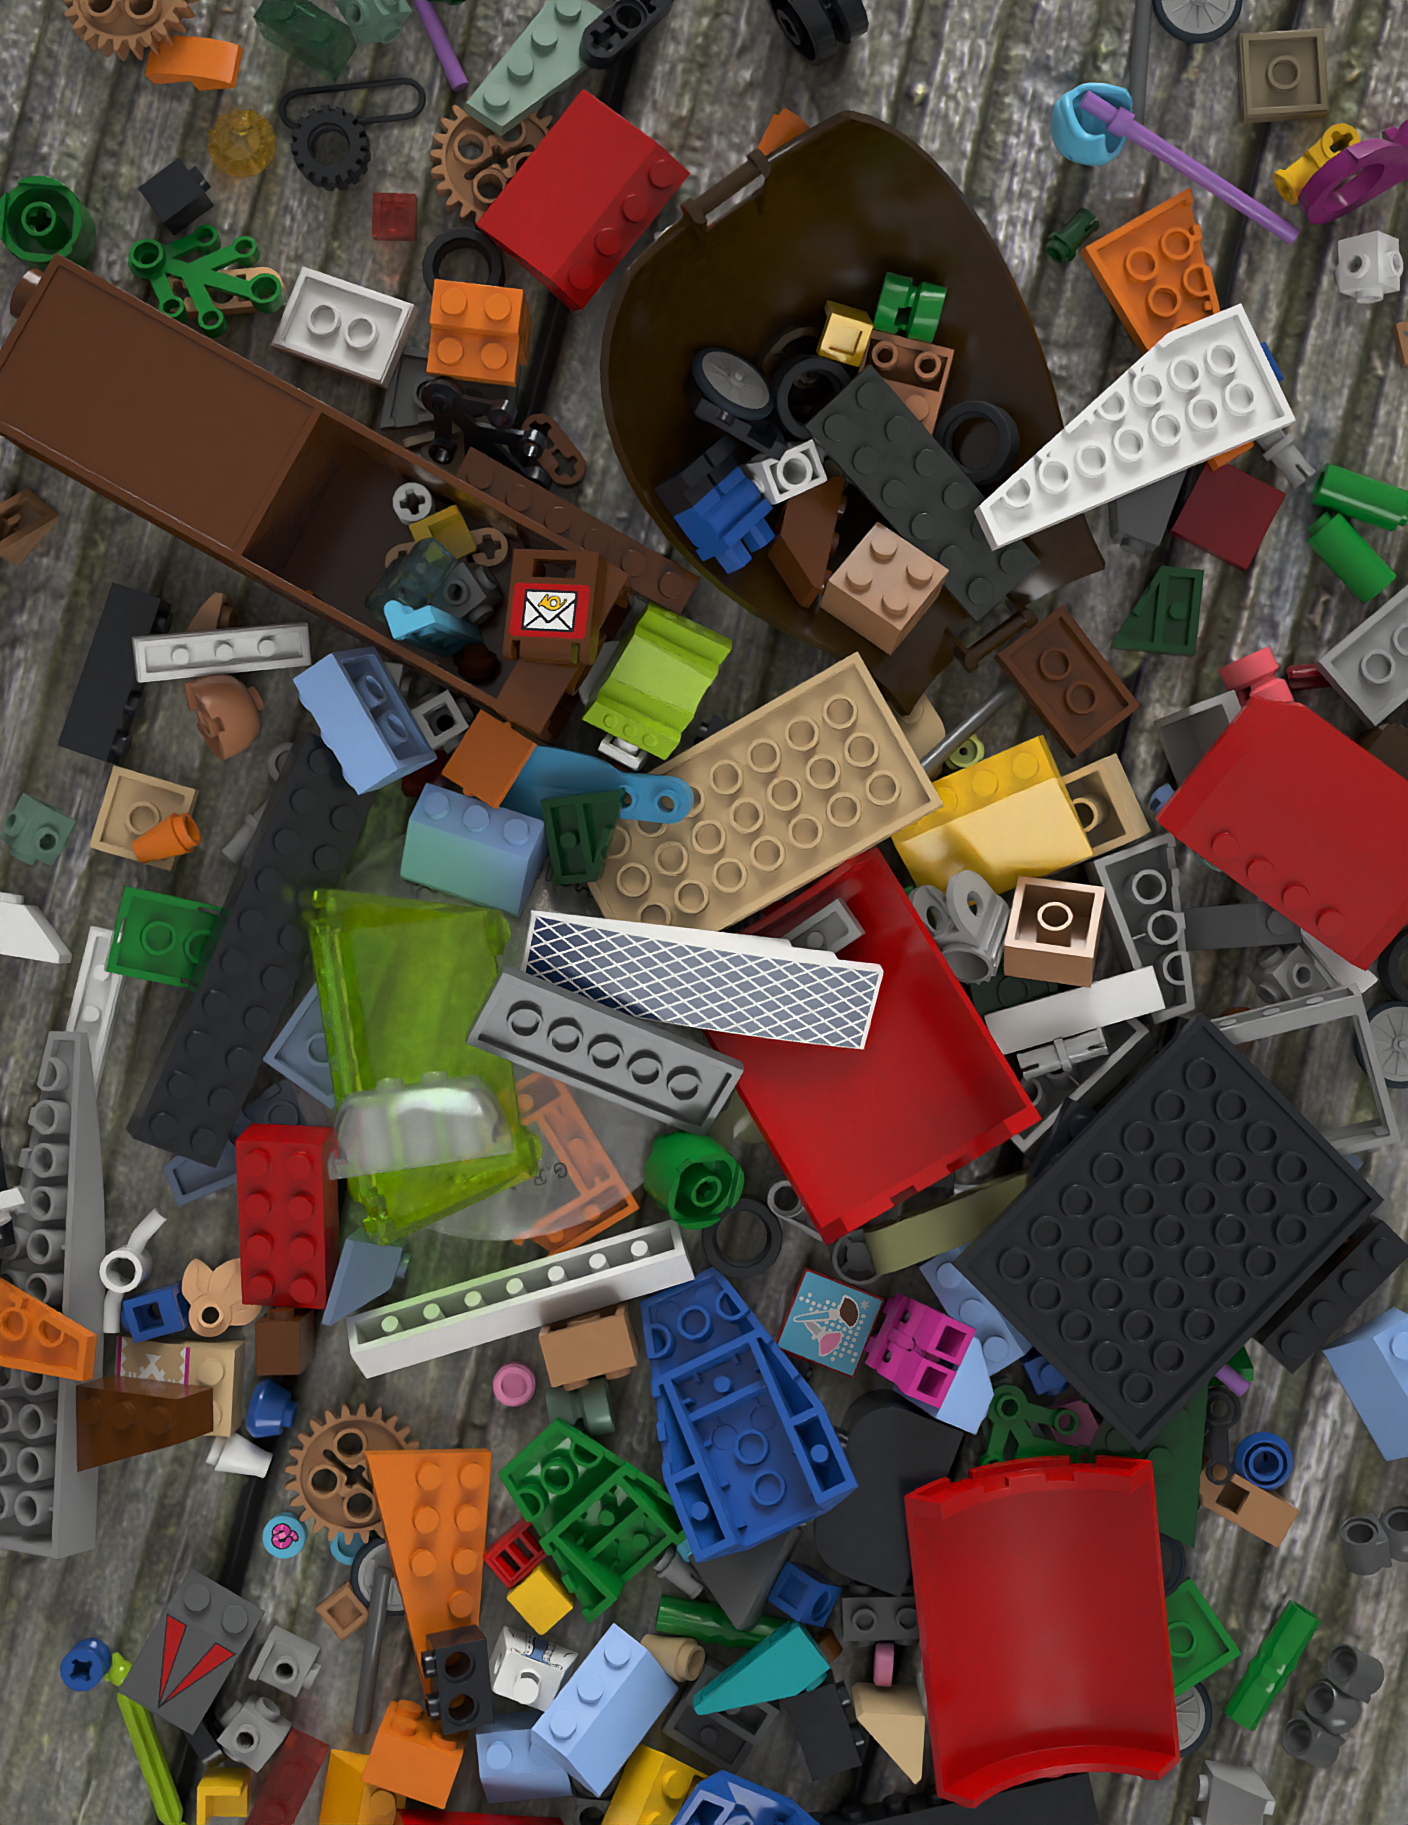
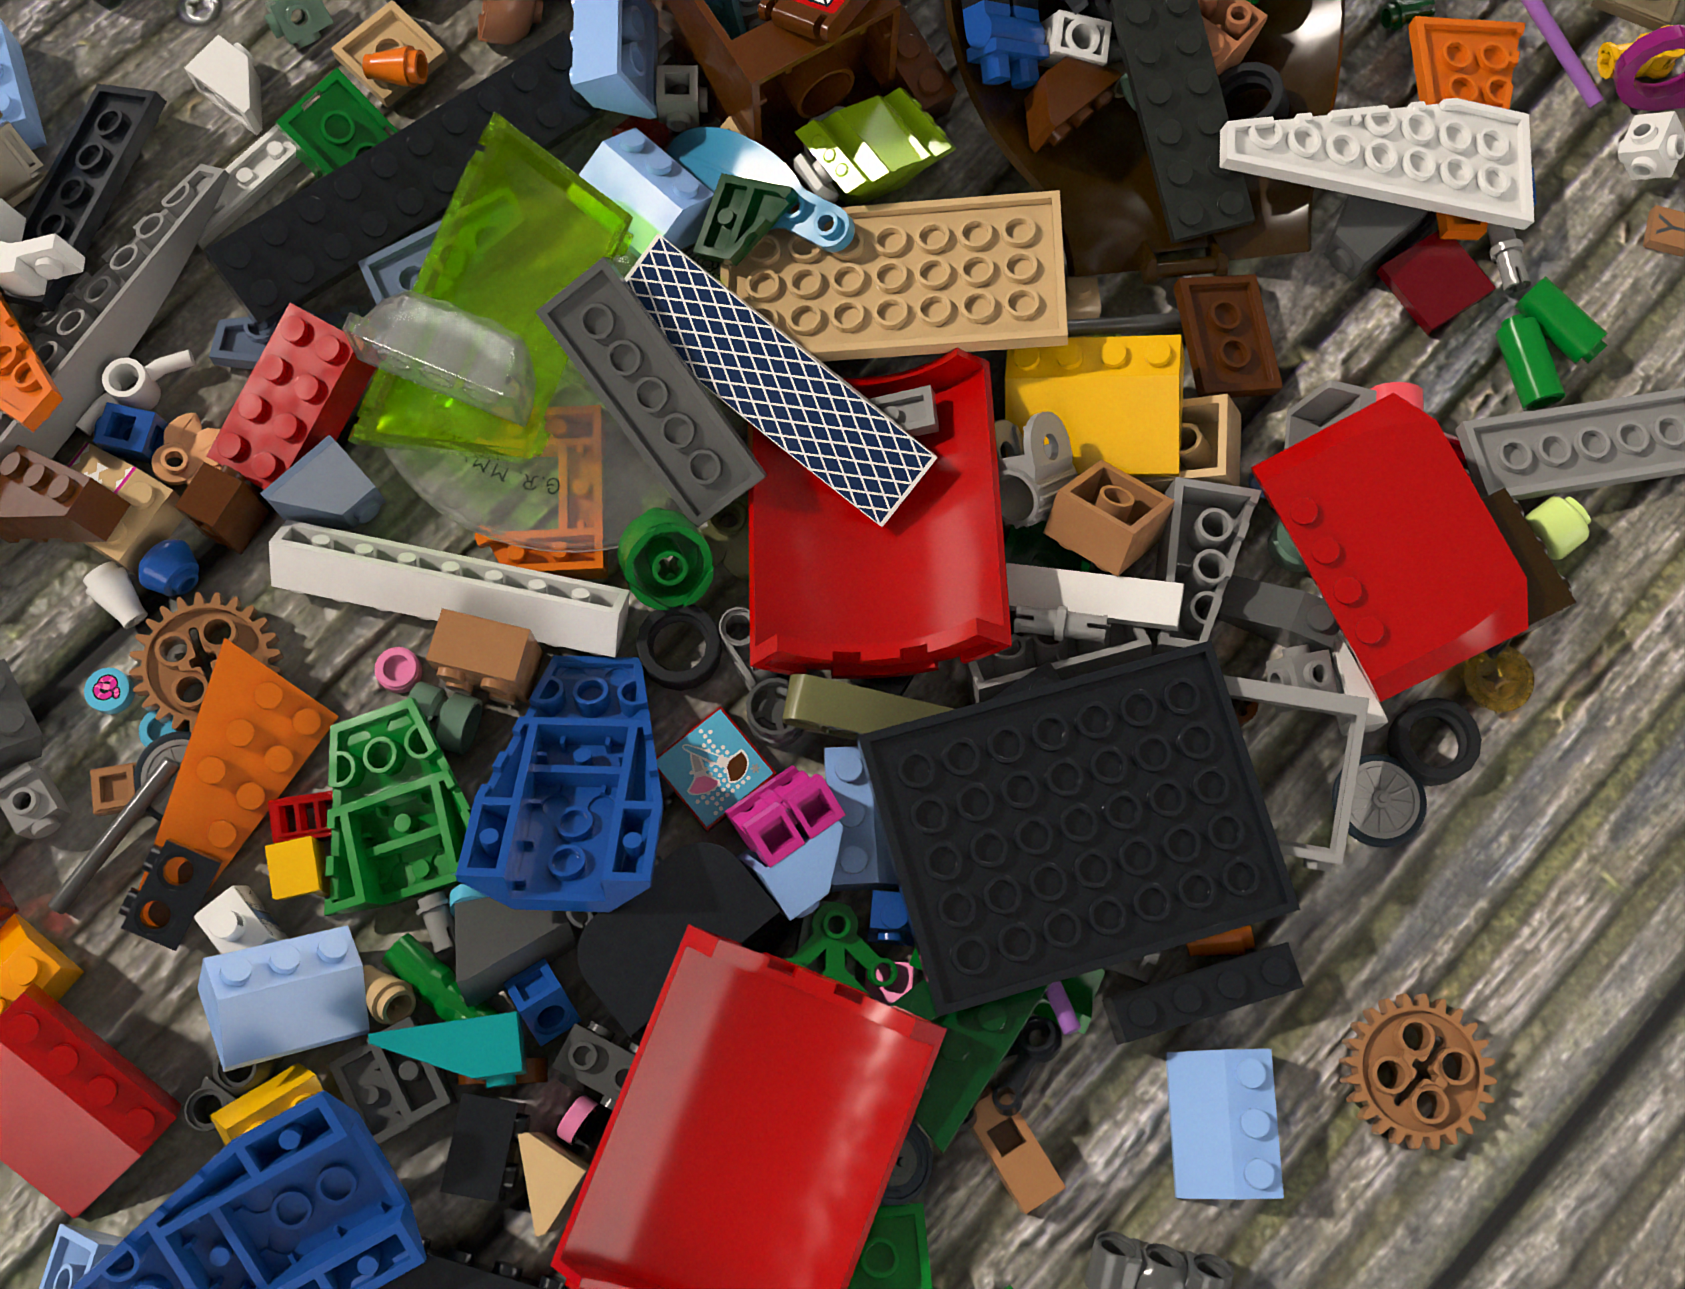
camera: 25 degrees right, 15 degrees down
(414, 1755) = (86, 947): orange brick -> none
(489, 759) = (698, 129): orange piece -> none
(515, 1767) = (170, 1021): light blue slope -> none
(884, 588) = (1109, 165): medium nougat brick -> none
(1165, 615) = (1340, 329): dark green wing -> none
(1264, 1460) = (1059, 1106): blue cone -> none

